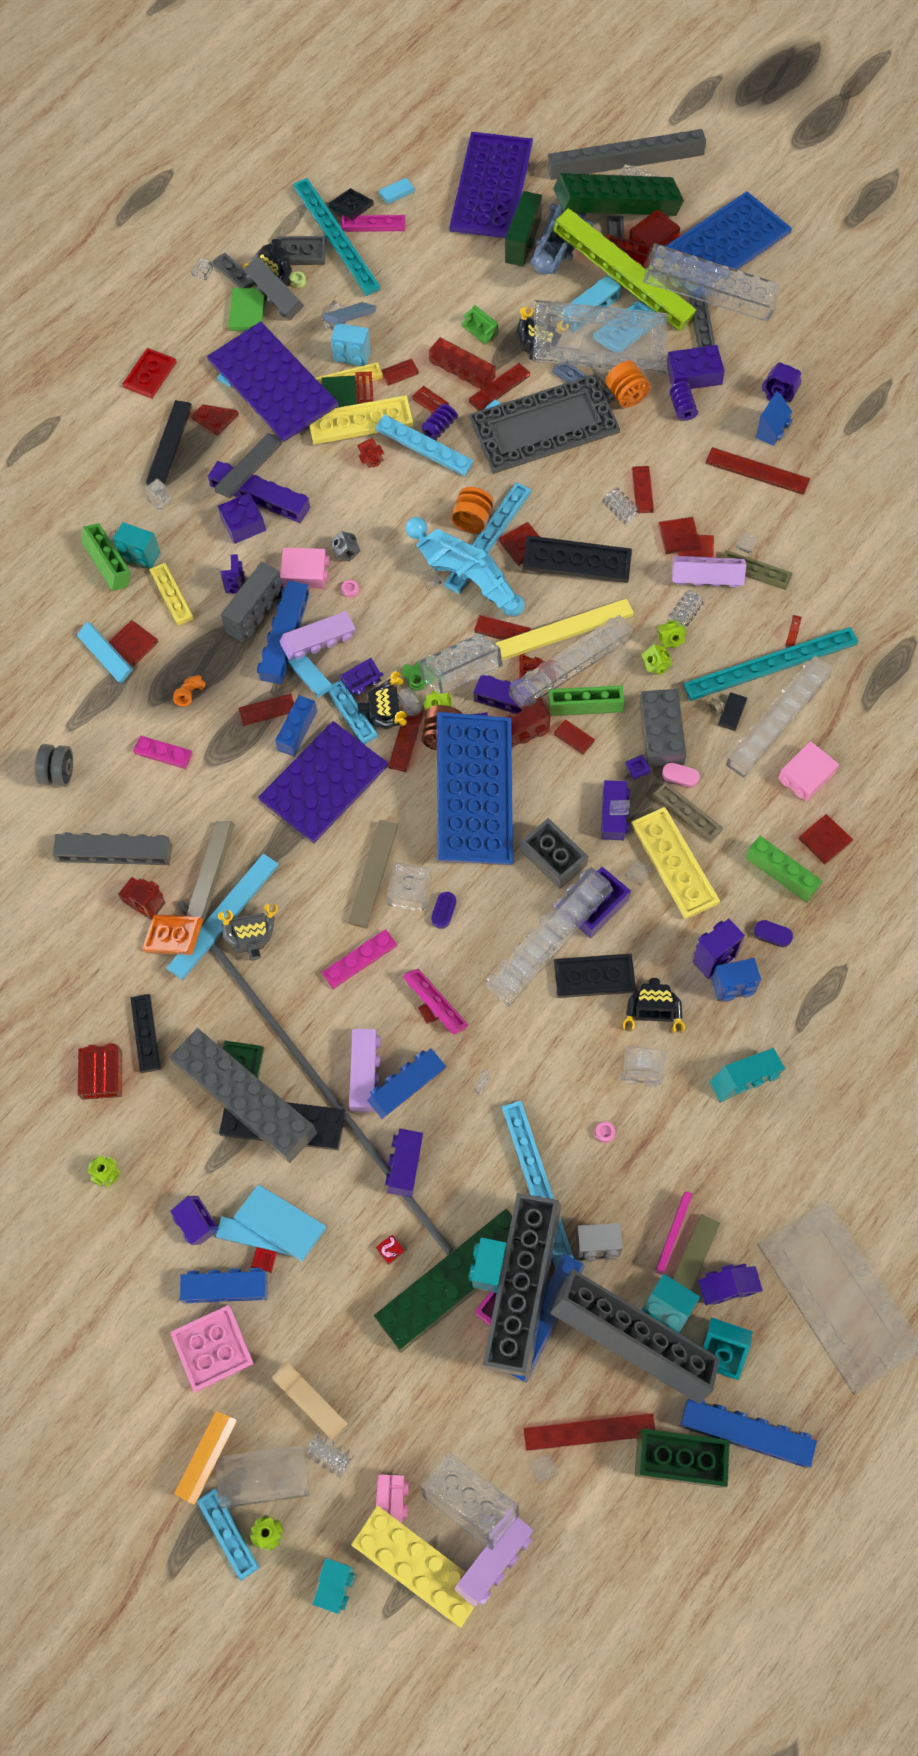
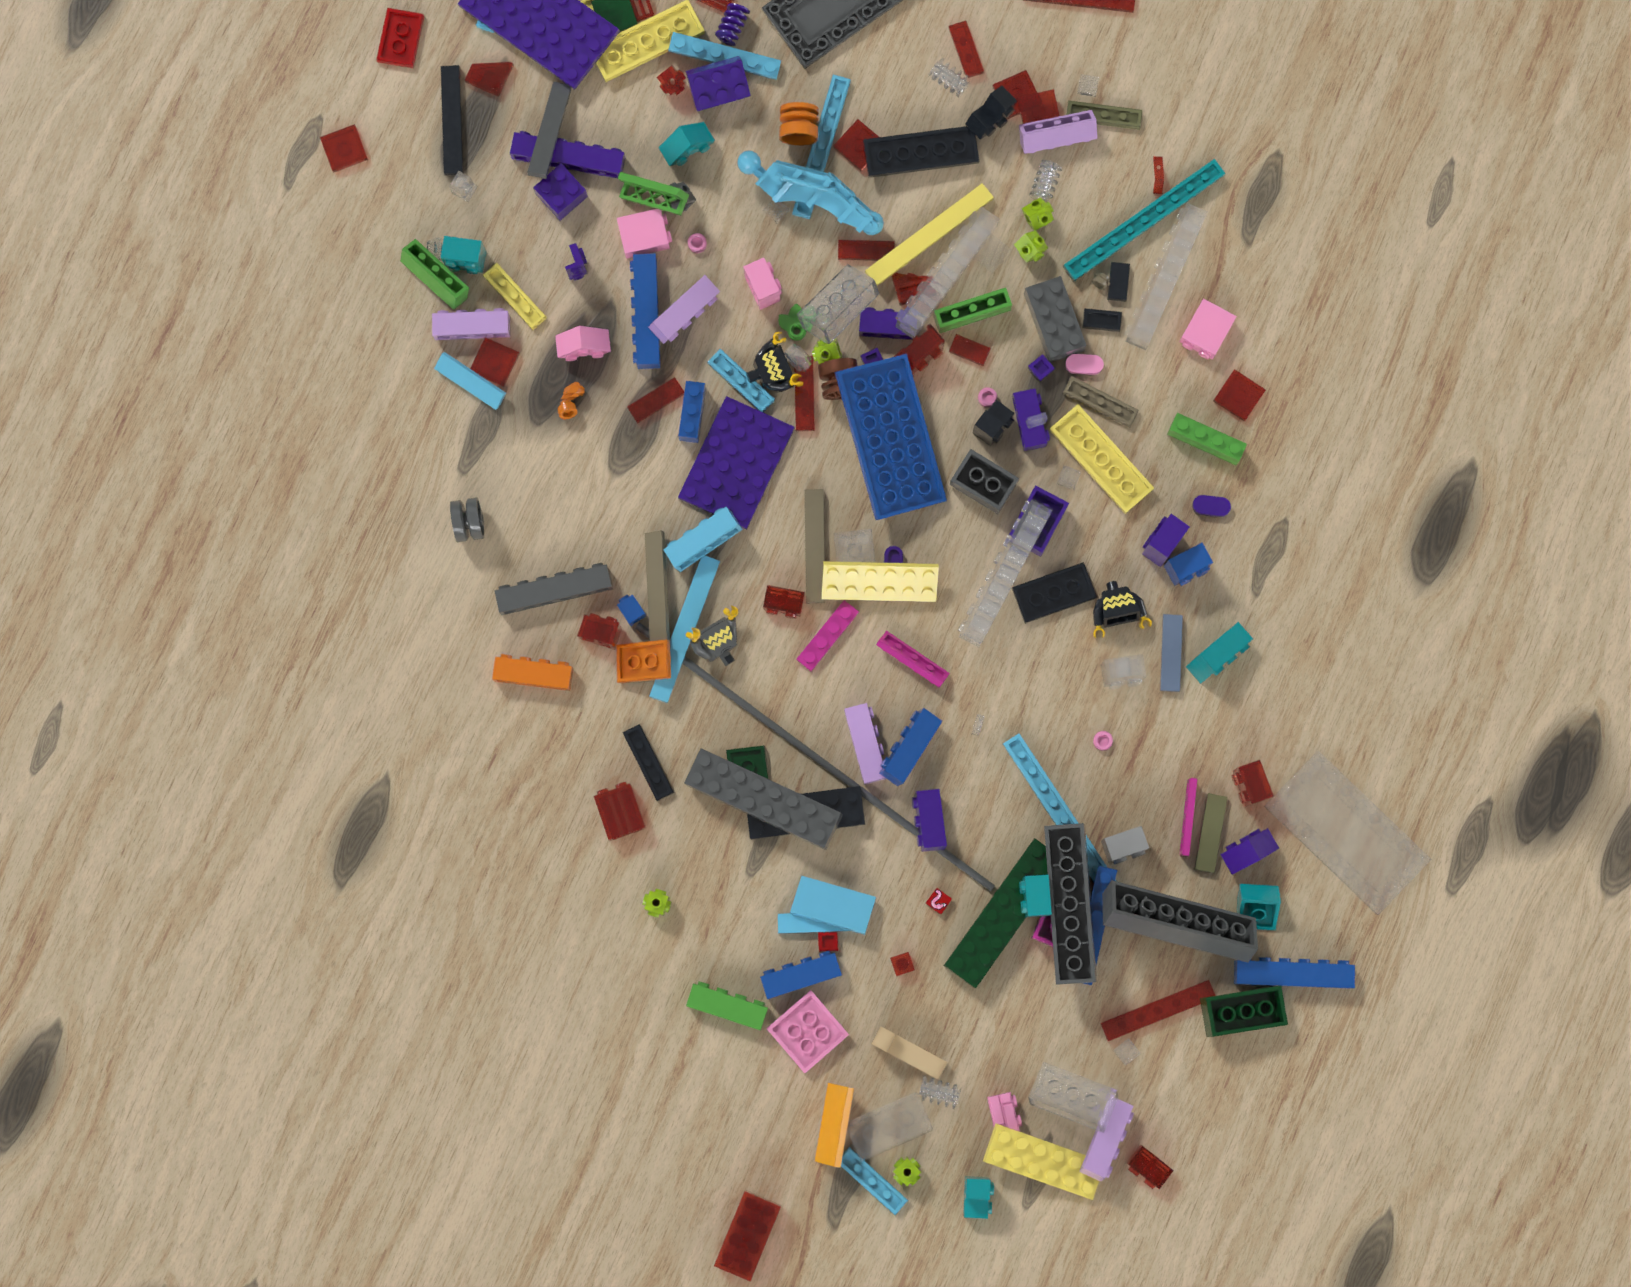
camera: 15 degrees left, 15 degrees up
(65, 920) = (532, 673): none -> orange brick
(68, 444) = (343, 148): none -> clear red tile
(73, 1555) = (747, 1235): none -> clear red brick
(122, 606) = (471, 324): none -> lavender brick
(138, 1298) = (727, 1006): none -> bright green brick
(162, 752) = (566, 473): dark pink plate -> none
(178, 886) = (631, 609): none -> blue brick
(194, 1220) = (754, 924): dark purple brick -> none
(217, 640) = (582, 342): none -> bright pink brick
(252, 602) = (605, 288): dark grey brick -> none
(267, 837) = (702, 539): none -> medium azure brick
(311, 676) = (690, 354): medium azure tile -> none
(325, 530) = (653, 187): none -> bright green fence
(326, 915) = (783, 601): none -> clear red brick
(332, 1304) = (902, 964): none -> clear red plate
(361, 676) = (741, 341): dark purple bracket -> none
(365, 501) = (685, 142): none -> teal brick
(397, 631) = (762, 283): none -> bright pink brick
(410, 462) = (718, 83): none -> dark purple brick
(424, 918) = (879, 581): none -> light yellow plate
(427, 1014) = (909, 674): clear red piece -> none
(534, 1608) = (1150, 1167): none -> clear red brick
(577, 803) = (992, 423): none -> black brick
(579, 782) = (987, 397): none -> bright pink tile
(652, 541) = (992, 114): none -> black brick
(671, 1303) = (1201, 882): teal slope -> none
(697, 1064) = (1171, 653): none -> sand blue tile
(708, 740) = (1102, 320): none -> black tile
(749, 1214) = (1252, 783): none -> clear red piece

